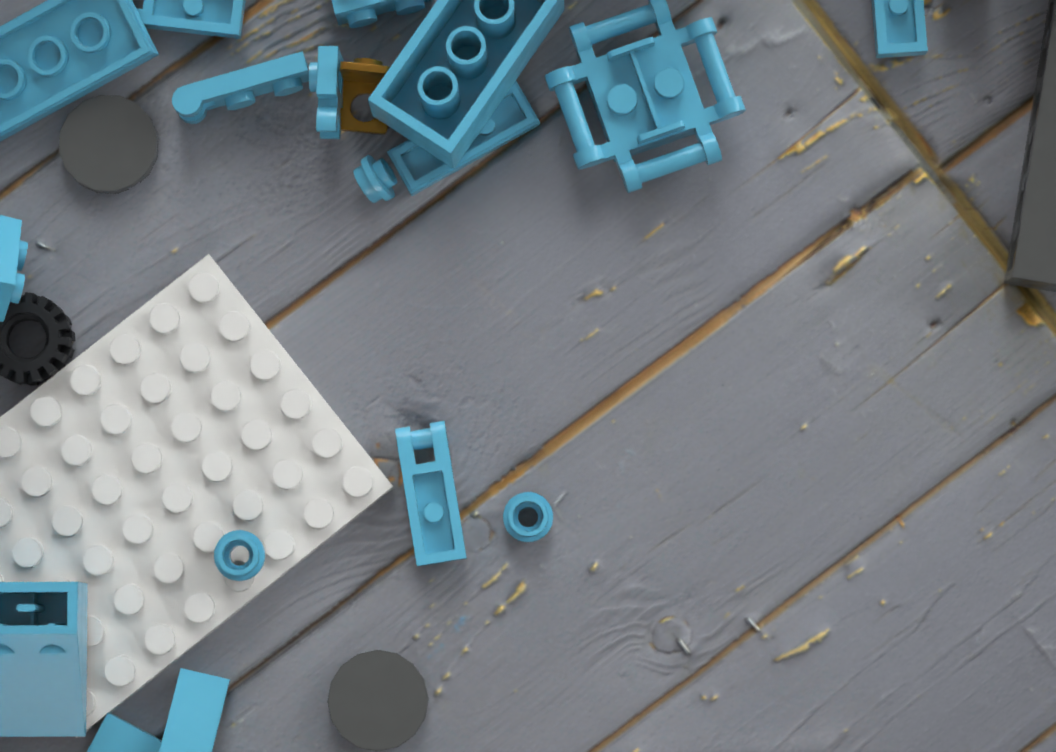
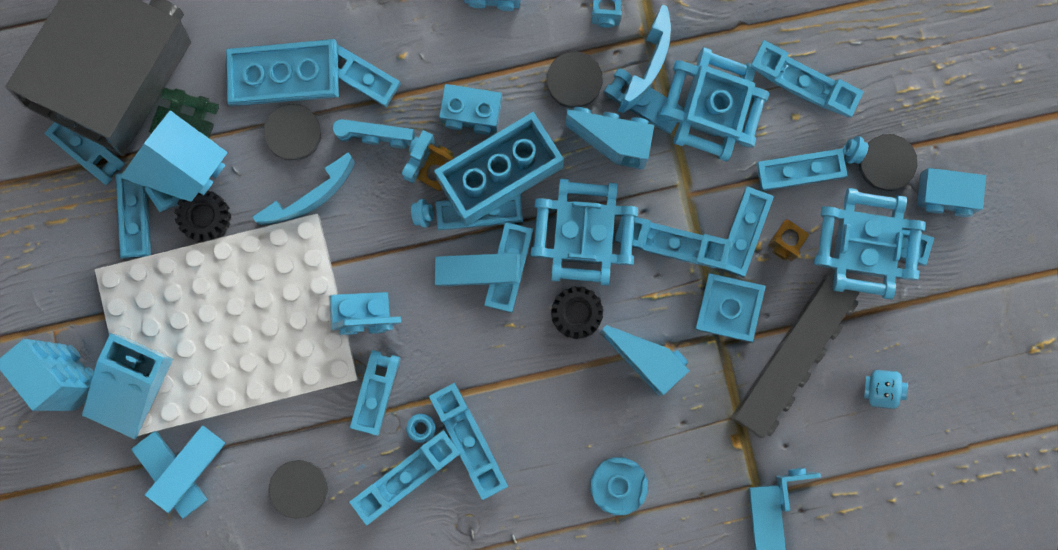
camera: 25 degrees right, 0 degrees up
(211, 175) = (337, 171): none -> medium azure slope
(223, 553) = (249, 380): medium azure plate -> none
(352, 377) = (361, 311): none -> medium azure bracket
(504, 227) = (477, 269): none -> medium azure tile
(540, 603) = (404, 477): none -> medium azure slope
(551, 203) = (513, 240): none -> medium azure plate
(613, 502) = (469, 441): none -> medium azure slope
(698, 196) = (582, 295): none -> black tyre
(801, 47) = (679, 244): none -> medium azure slope
(844, 247) = (651, 361): none -> medium azure slope
(879, 466) = (619, 486): none -> medium azure tile
(927, 110) = (730, 307): none -> medium azure plate

